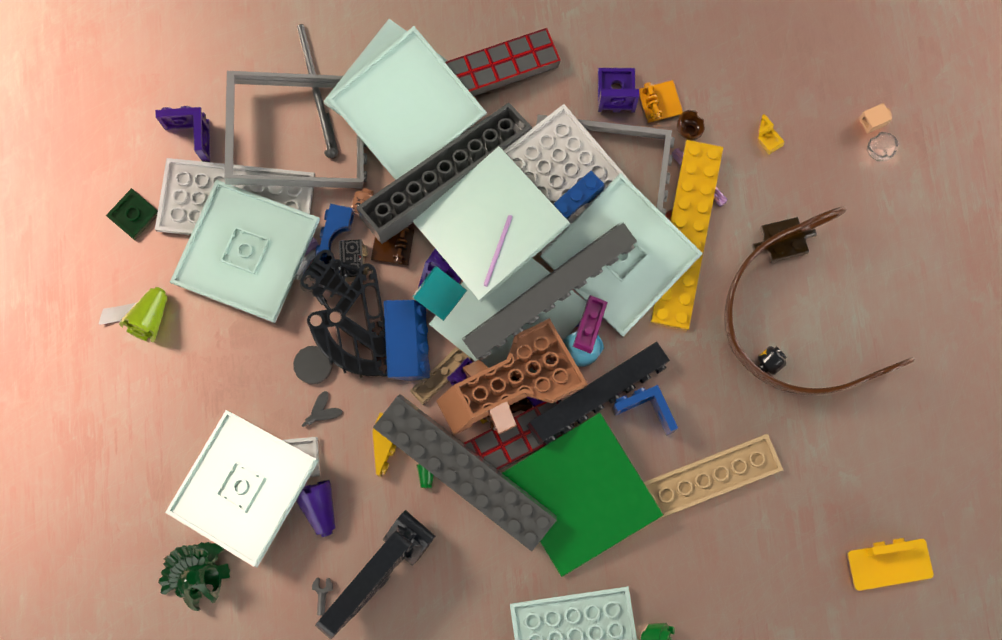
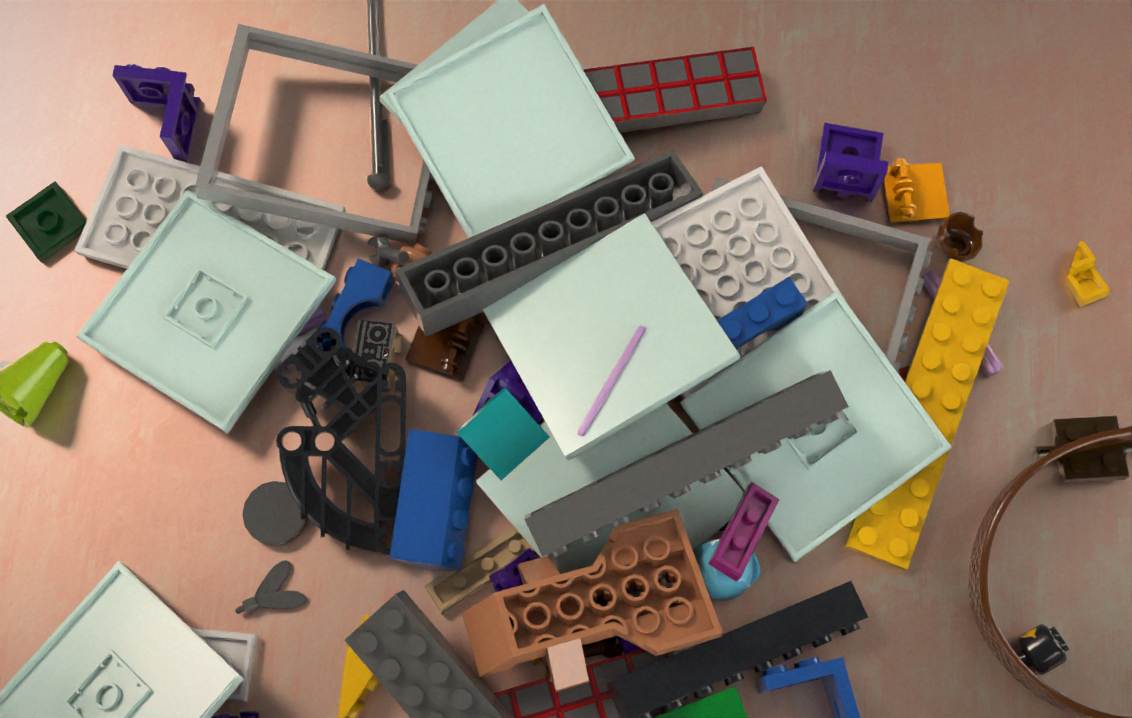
camera: 10 degrees right, 5 degrees down
(346, 197) = (385, 252): none -> flat silver bar

